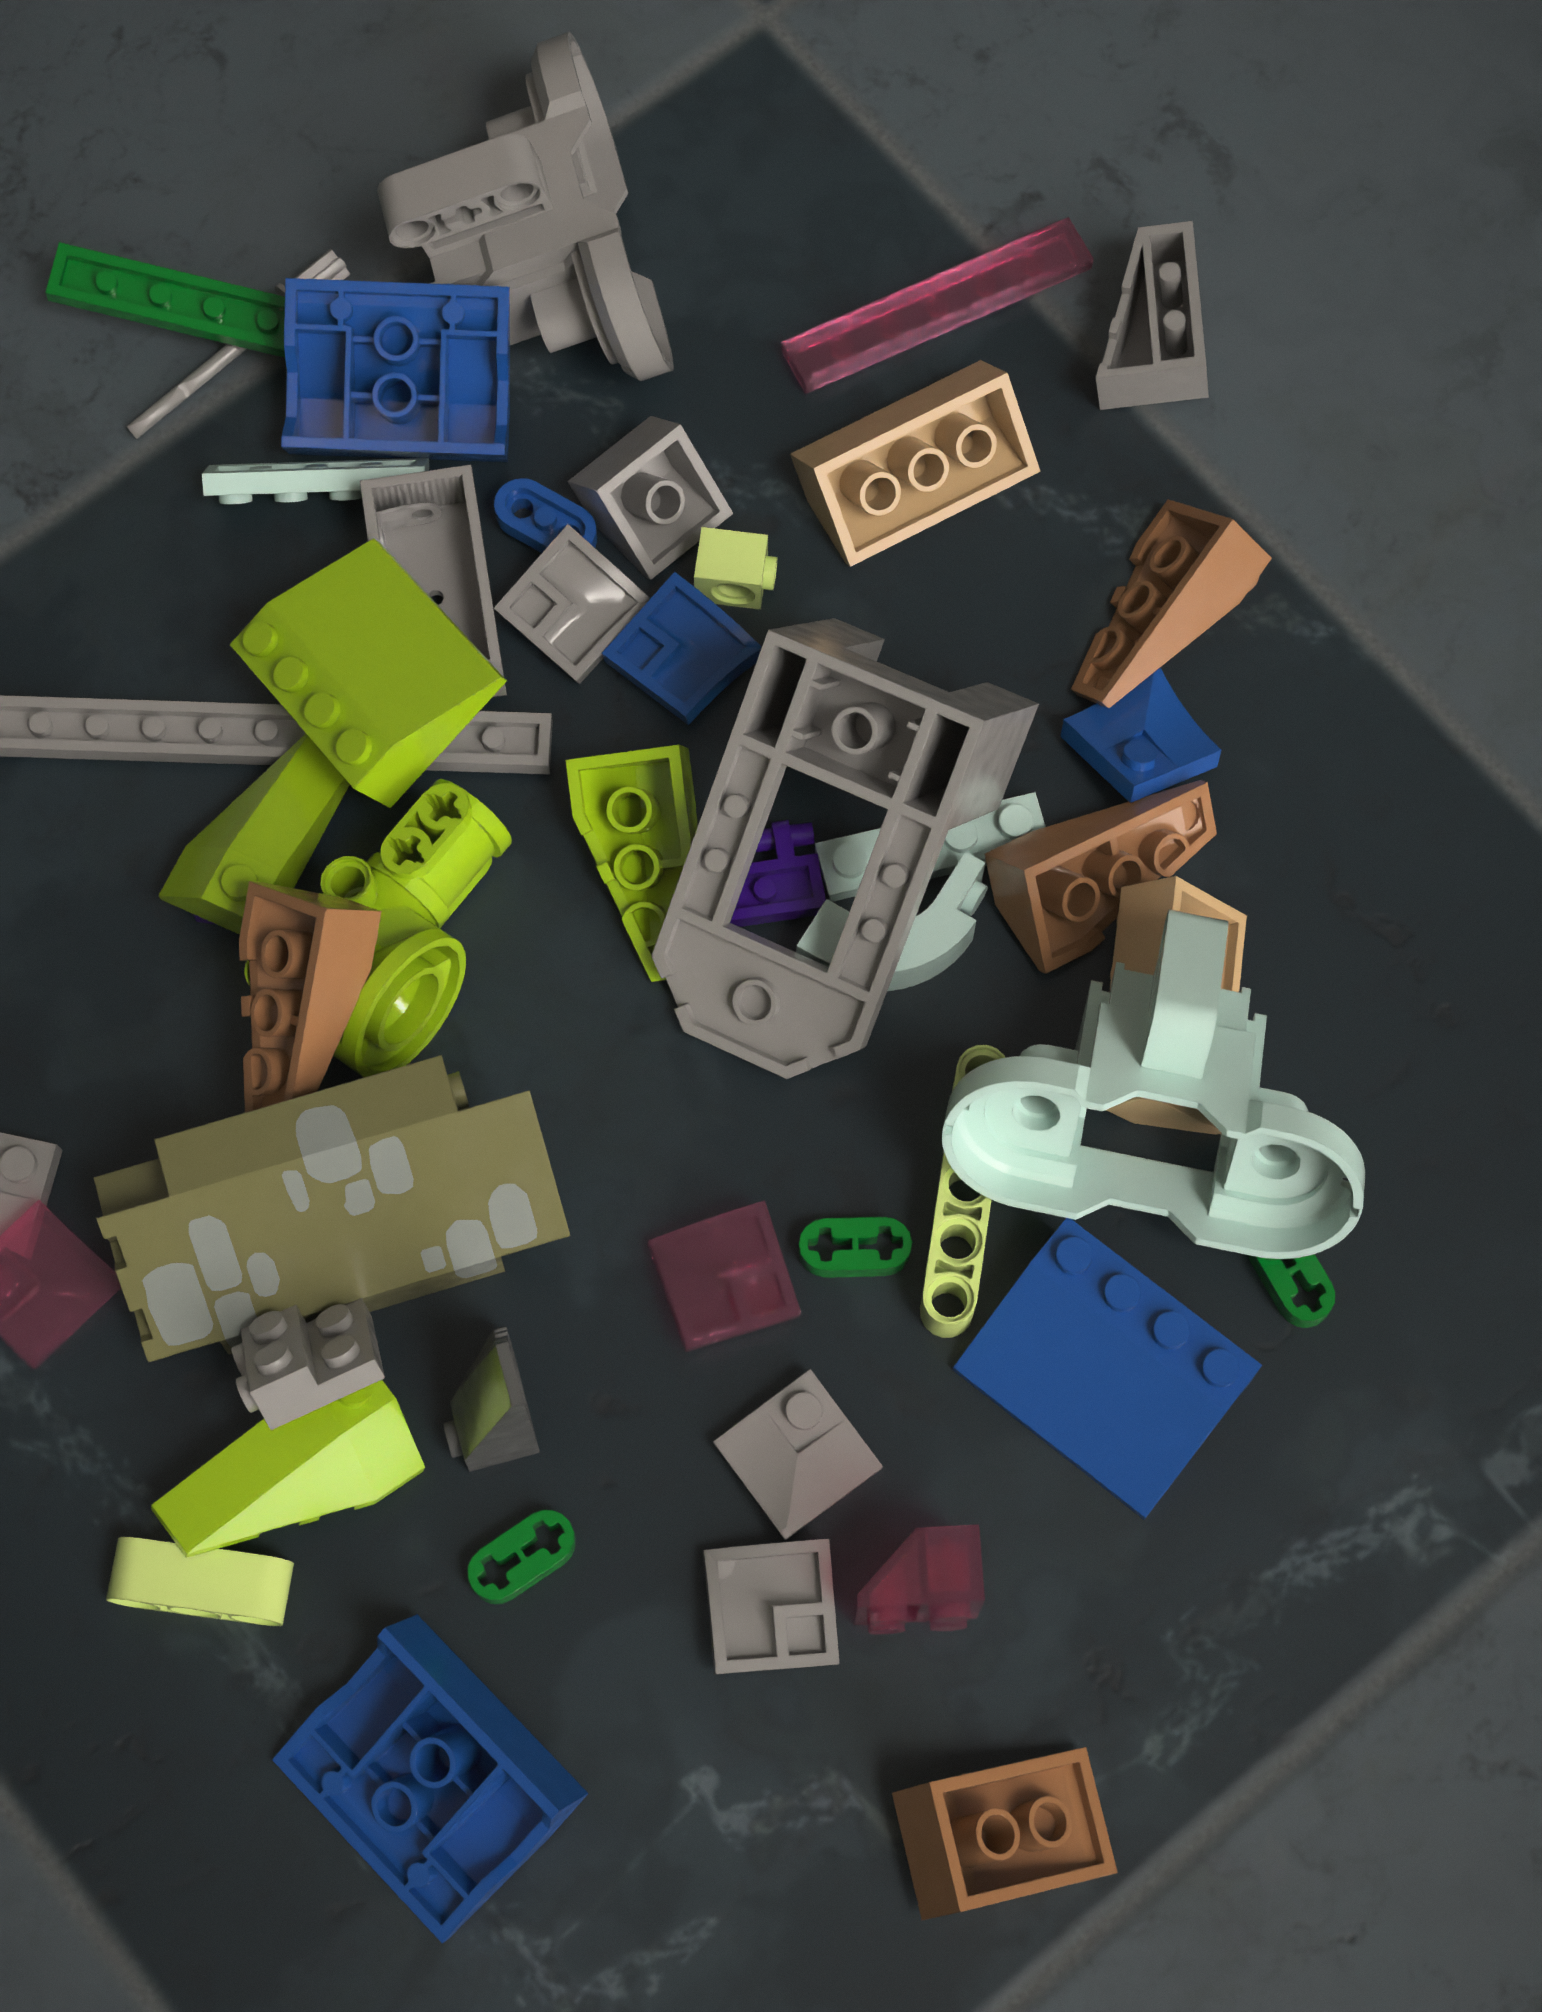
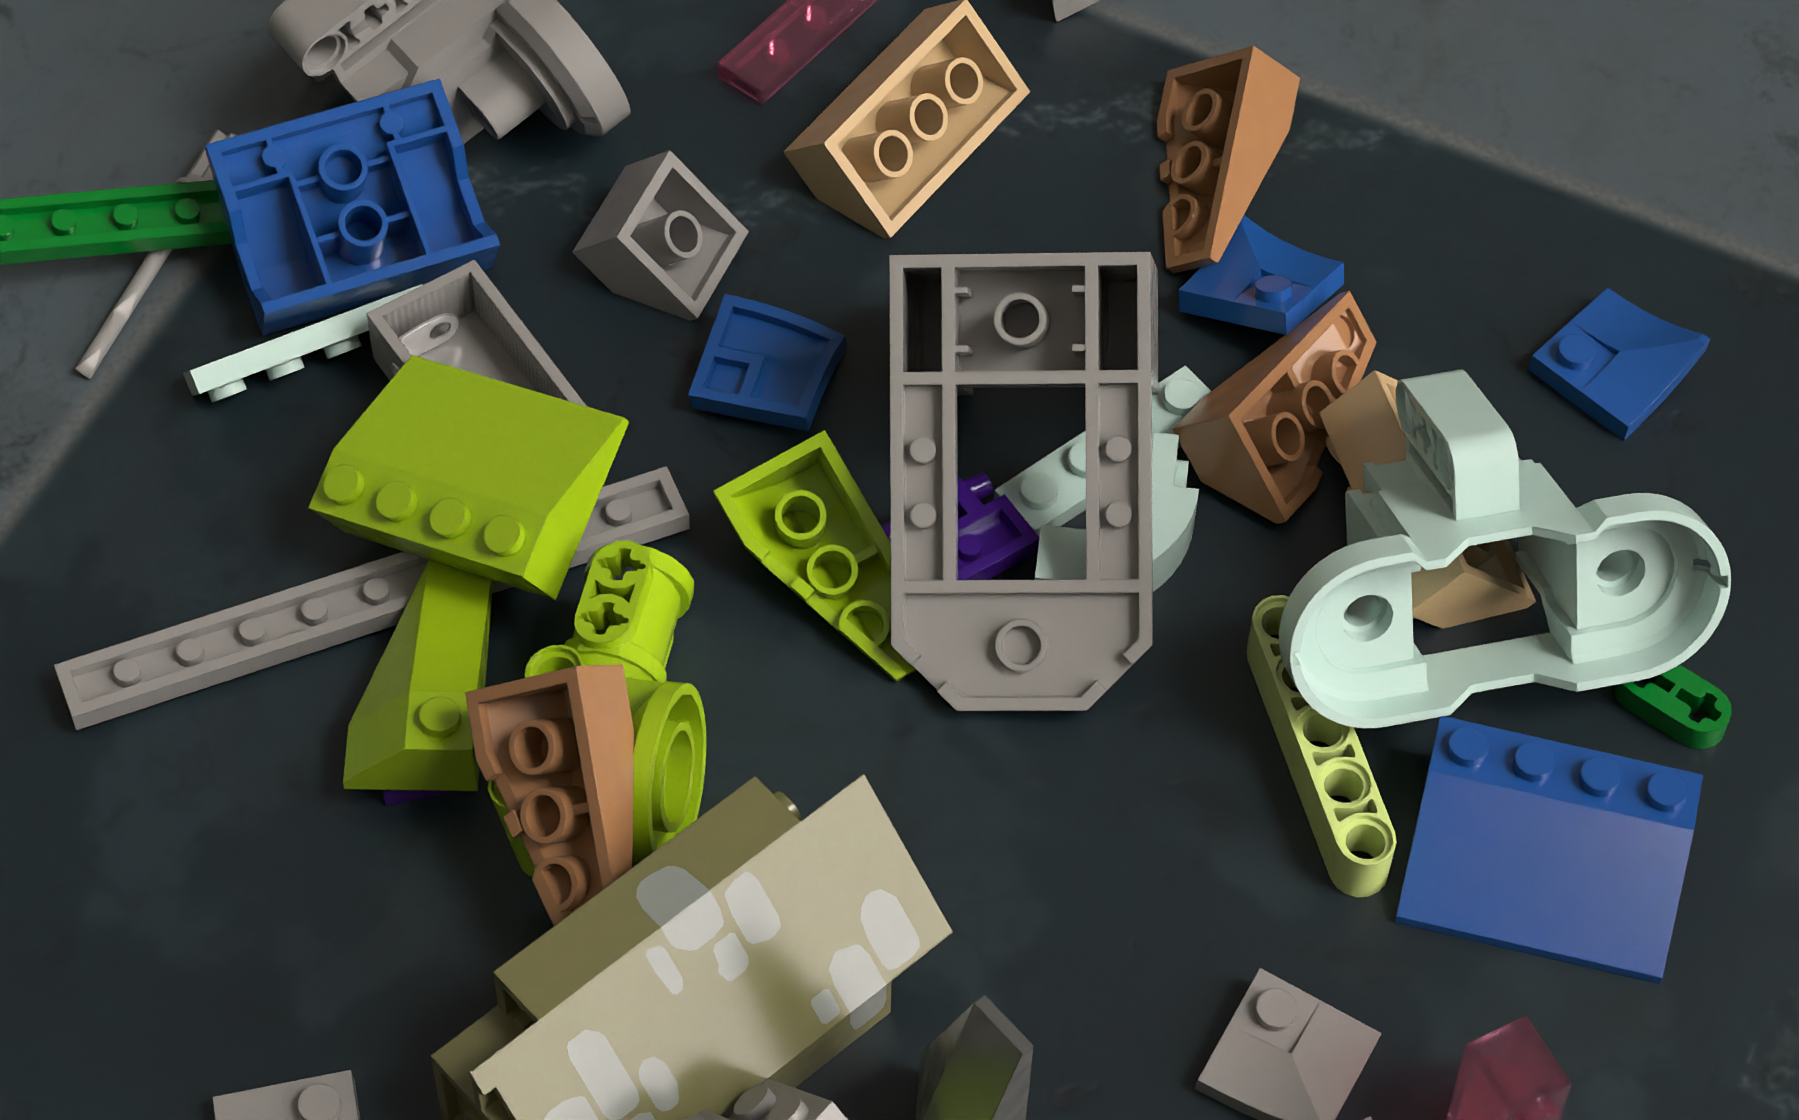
camera: 25 degrees left, 15 degrees down
(548, 517) = (566, 299): blue plate -> none
(572, 603) = (636, 360): light grey plate -> none
(724, 1276) = (1123, 918): clear pink plate -> none
(734, 567) = (781, 269): yellowish green brick -> none
(855, 1261) = (1234, 837): green beam -> none
(1416, 938) = (1617, 361): none -> blue plate

